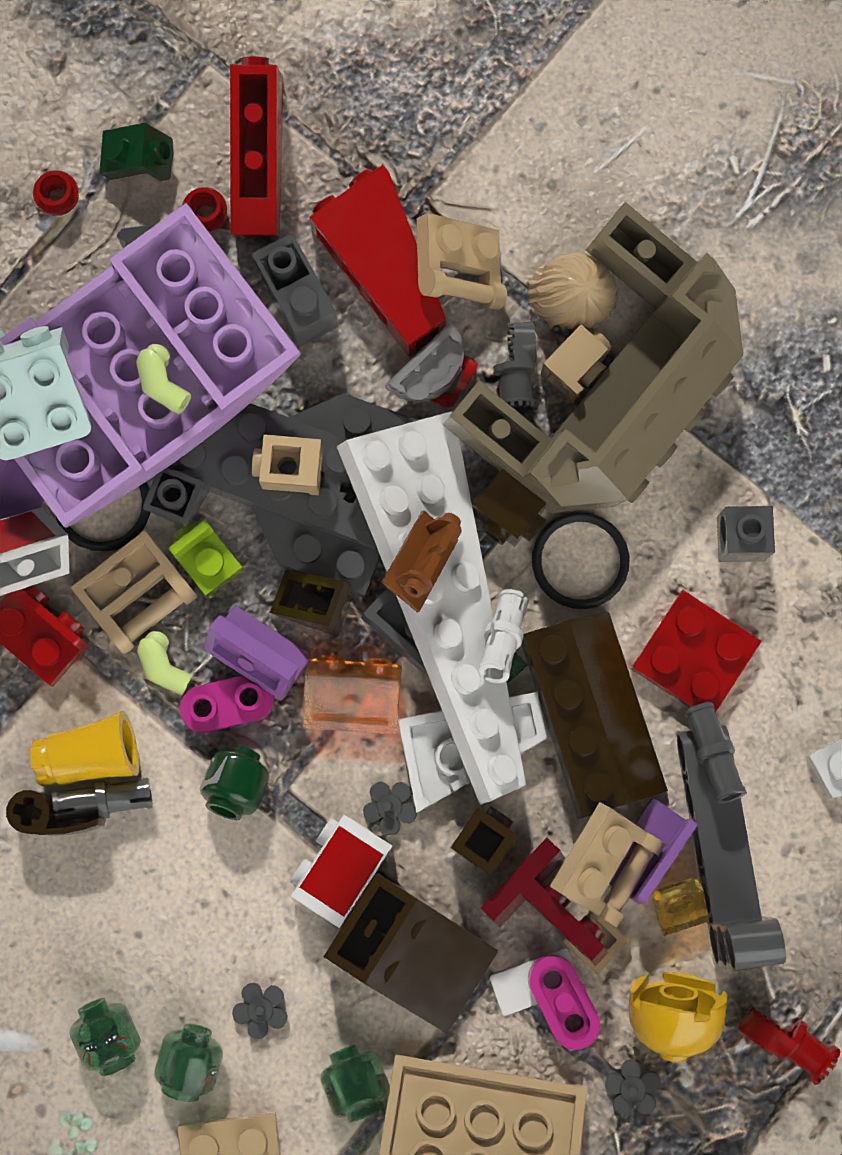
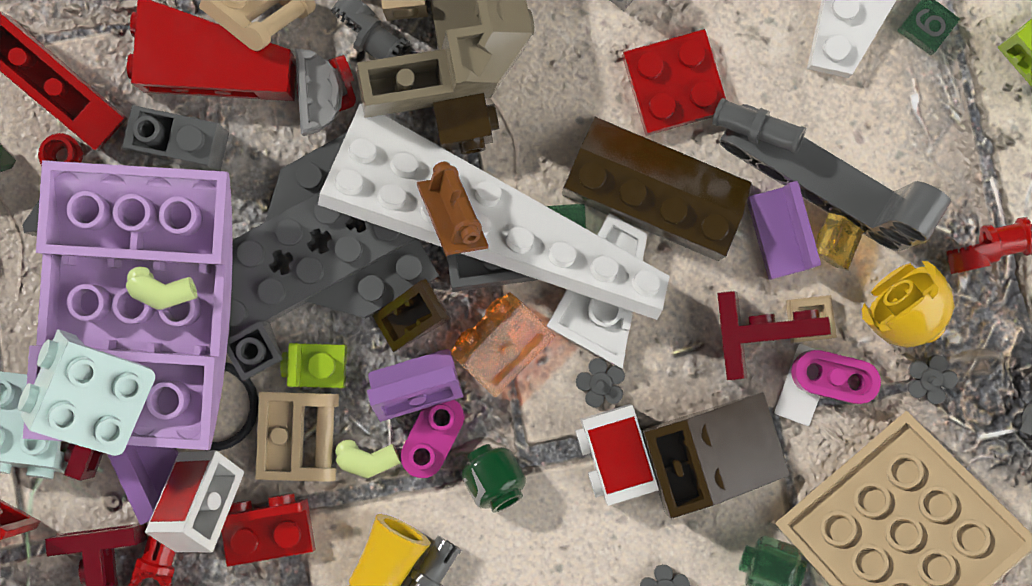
camera: 45 degrees left, 5 degrees up
(304, 452) = (300, 232): tan brick -> none
(485, 839) = (682, 336): dark brown brick -> none
(503, 636) = (553, 203): white pin -> none
(580, 603) = (542, 65): black tyre -> none
(597, 858) = (762, 269): tan plate -> none

